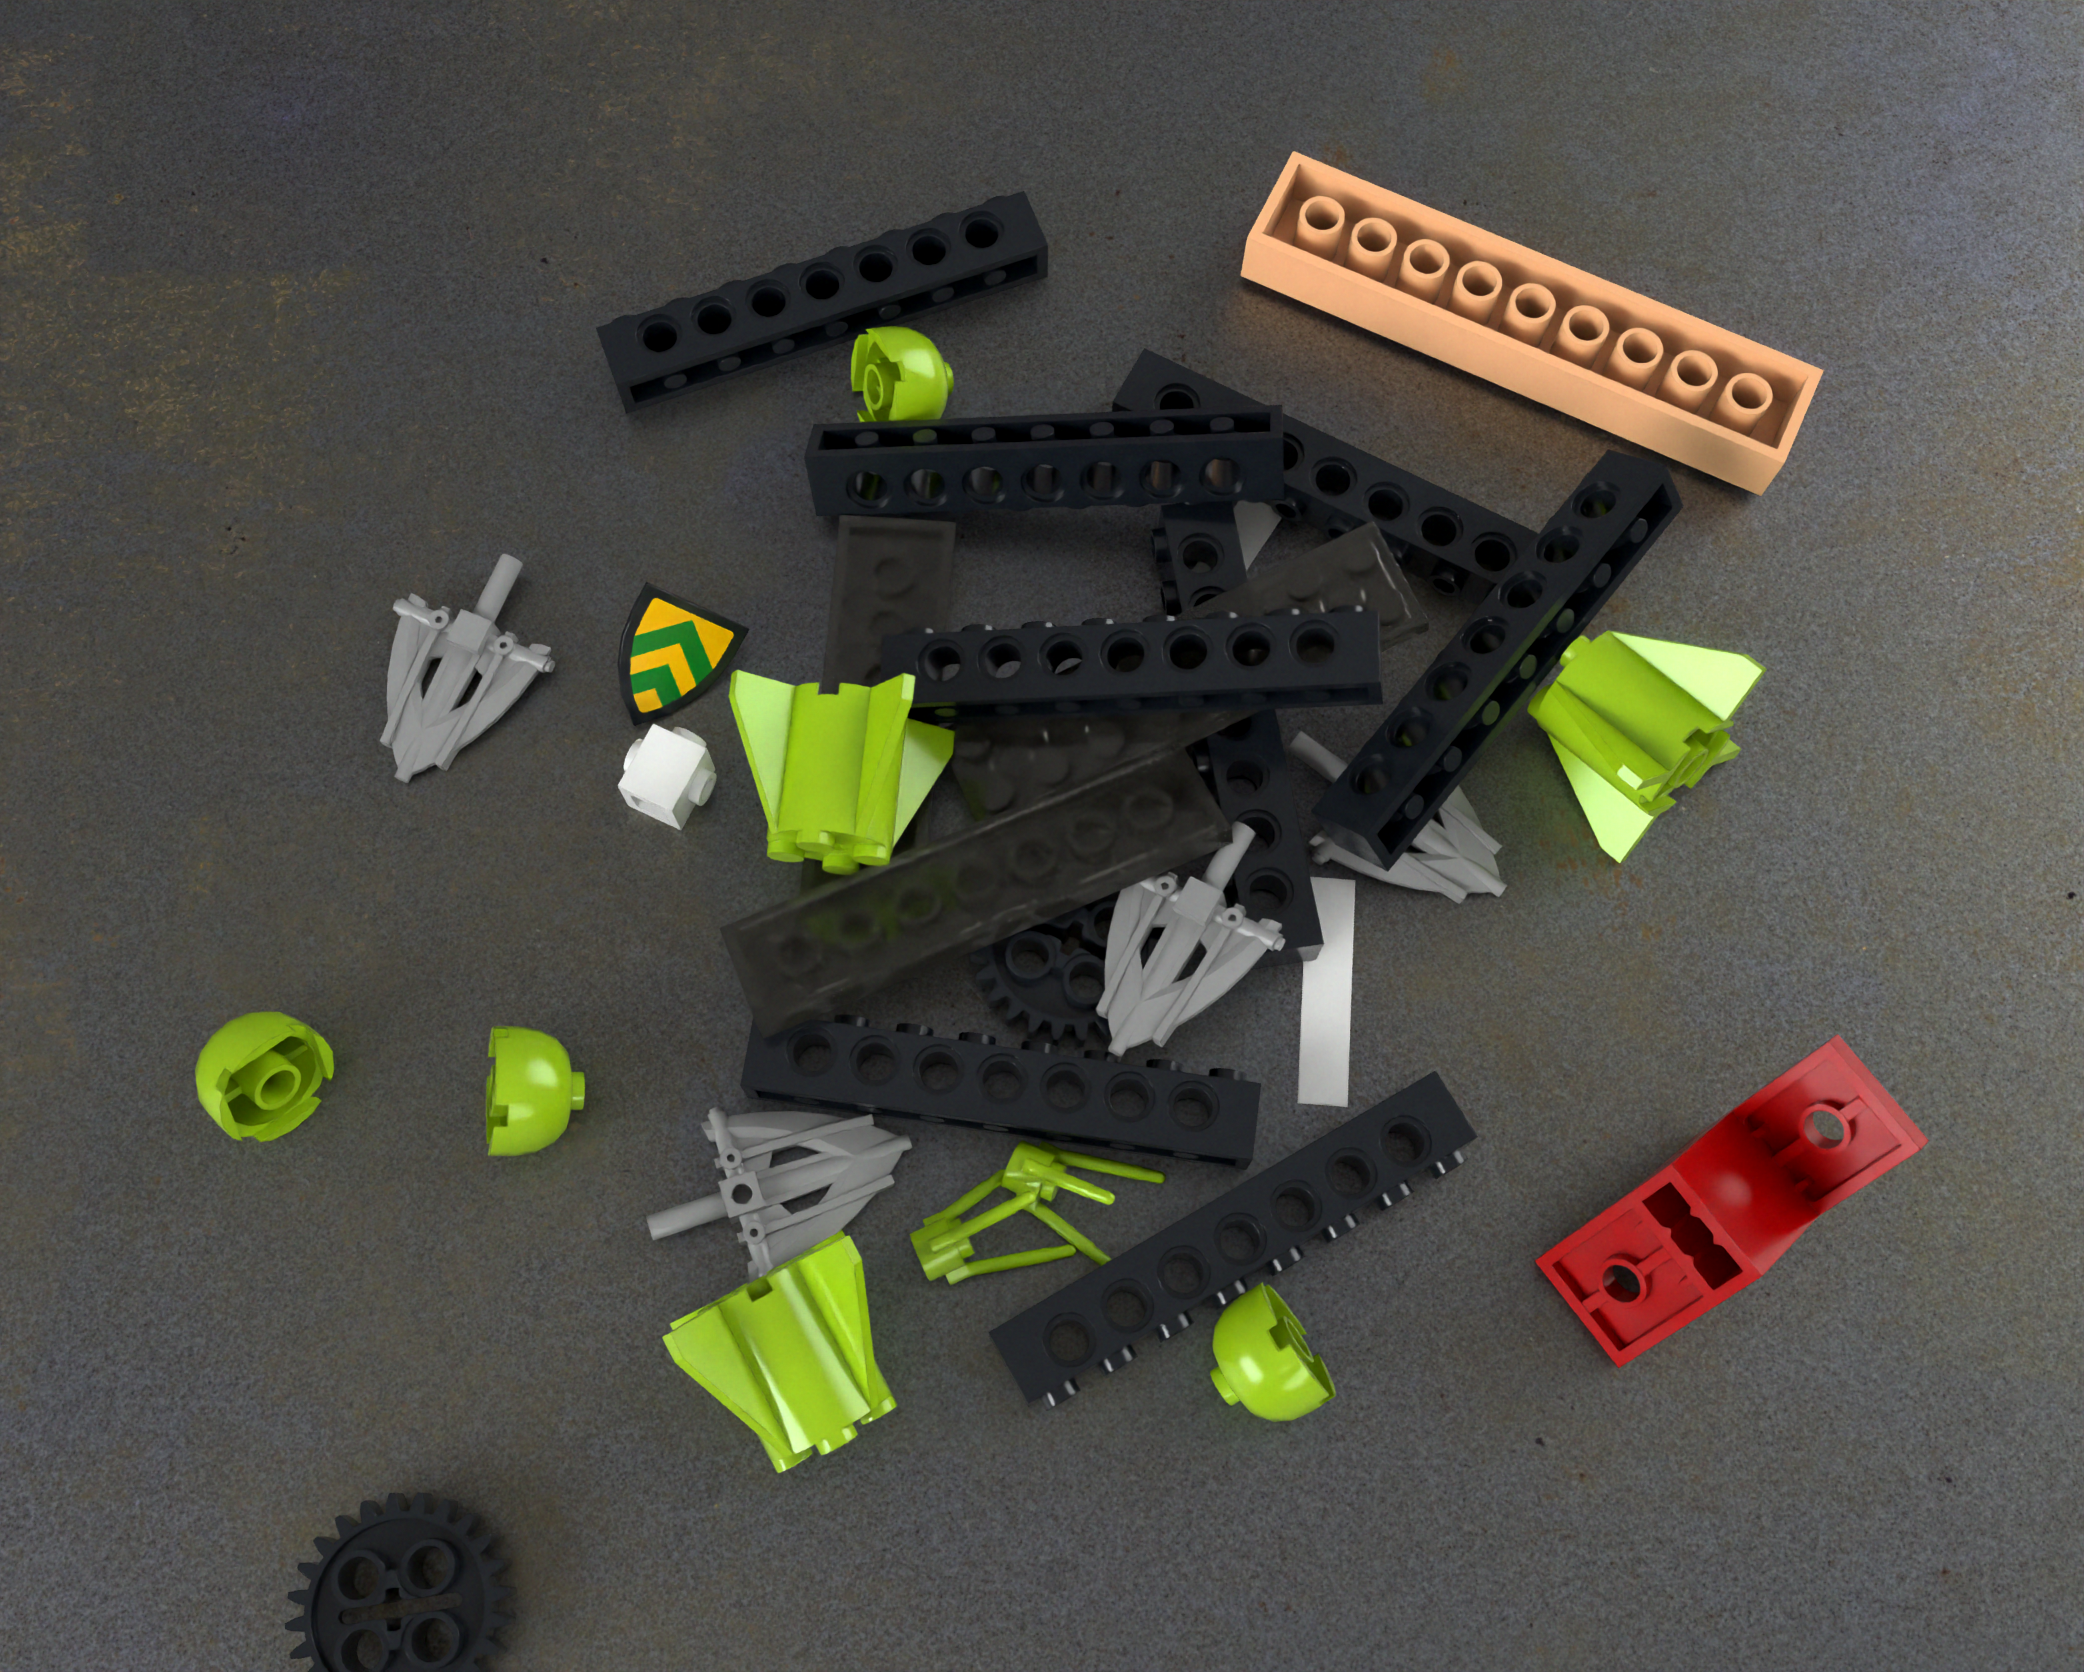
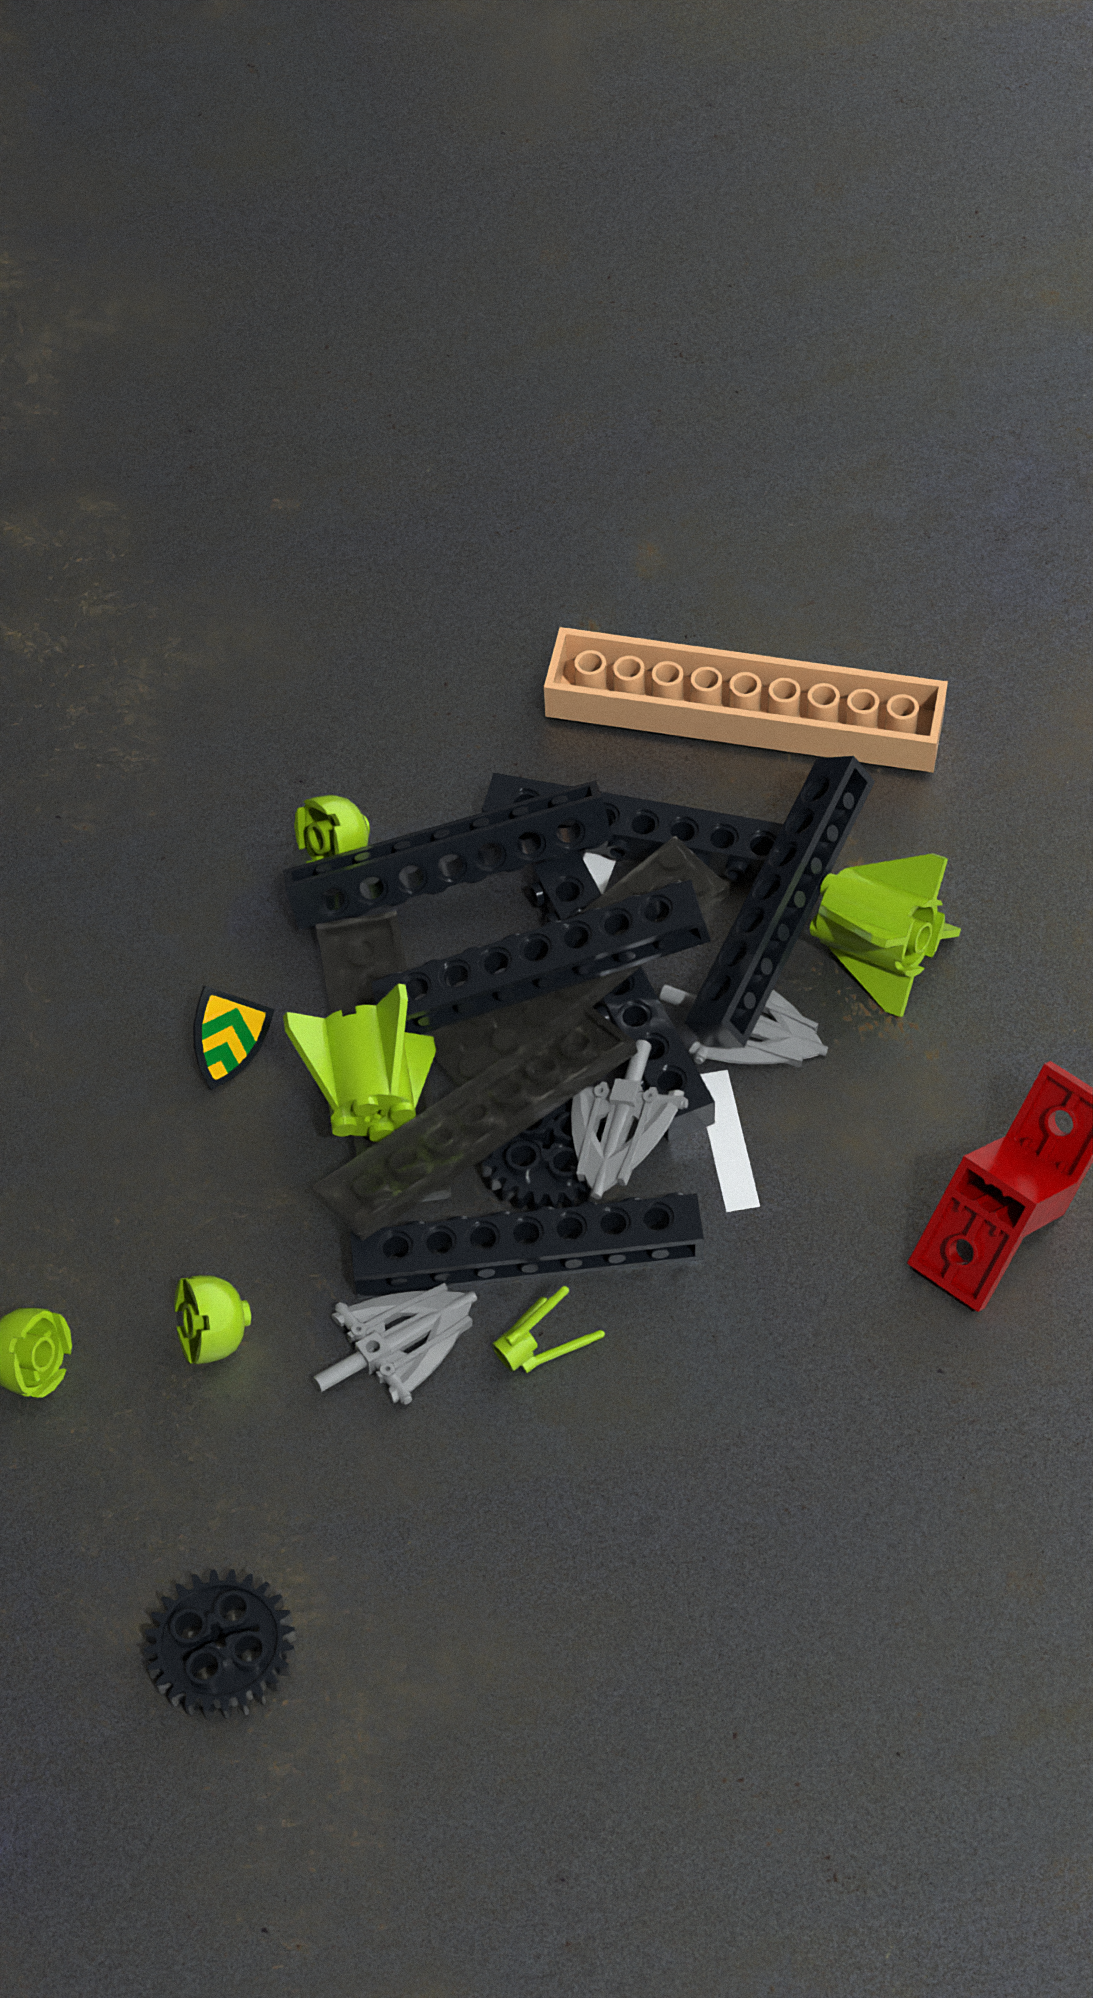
camera: 10 degrees left, 15 degrees down
(429, 727) = (73, 1124): light grey bar -> none
(668, 775) = (246, 1111): white brick -> none
(791, 1353) = (434, 1416): lime brick -> none
(809, 324) = (263, 796): black brick -> none
(1043, 1173) = (575, 1283): lime plant -> none
(1267, 1359) = (746, 1355): lime cylinder -> none
(1419, 1111) = (803, 1191): black brick -> none

